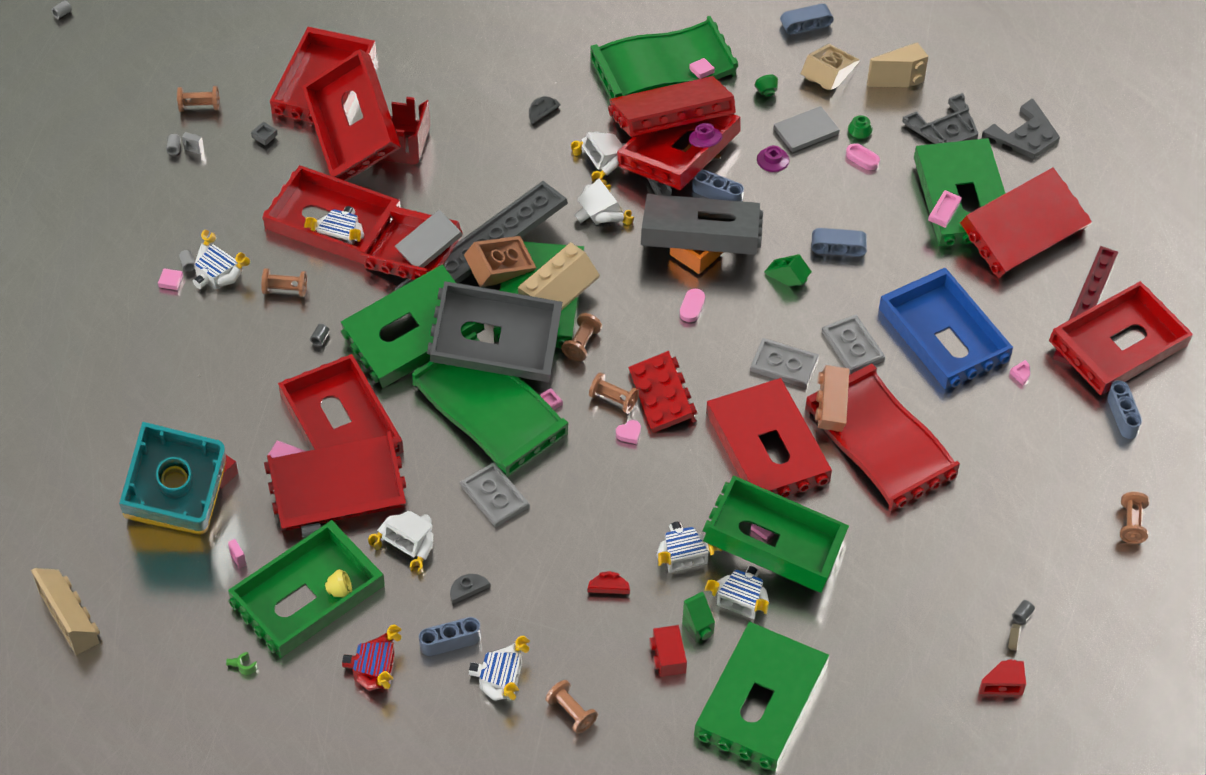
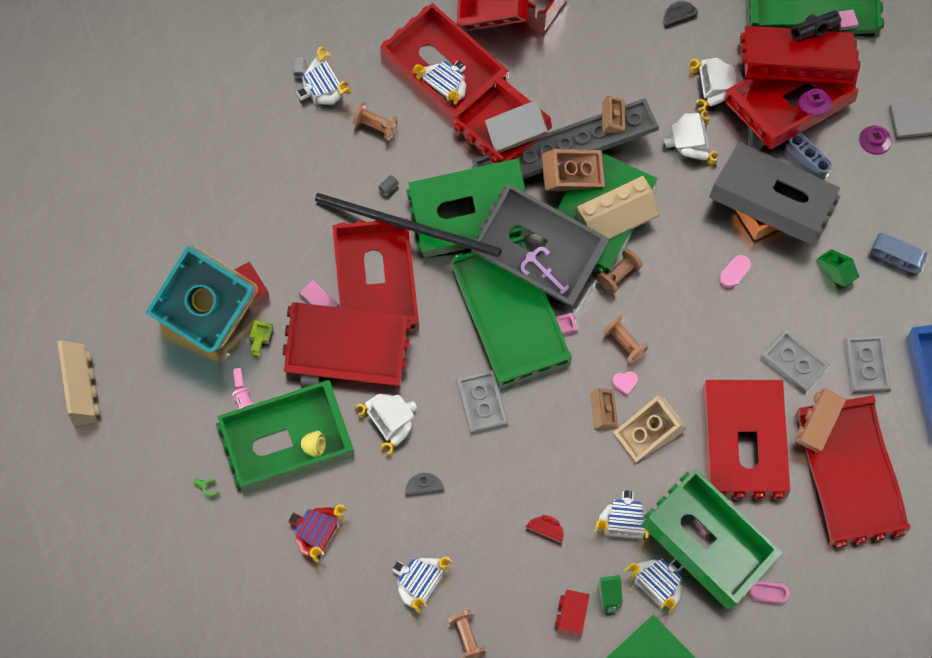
camera: 20 degrees right, 15 degrees up
(170, 279) = (278, 81): bright pink tile -> none
(242, 505) = (260, 334): none -> lime plate
(246, 566) = (242, 397): none -> bright pink bush
(356, 355) = (409, 225): none -> black piece
(440, 641) = (381, 522): sand blue beam -> none
(491, 346) = (531, 257): none -> lavender piece
(518, 203) = (613, 115): none -> medium nougat slope
(618, 462) = (604, 409): none -> medium nougat slope
(662, 391) = (671, 353): red bracket -> none
(672, 462) = (650, 429): none -> tan slope
(676, 77) = (815, 25): none -> black piece
(767, 85) = (902, 59): green cone -> none
(851, 569) = (769, 592): none -> bright pink tile

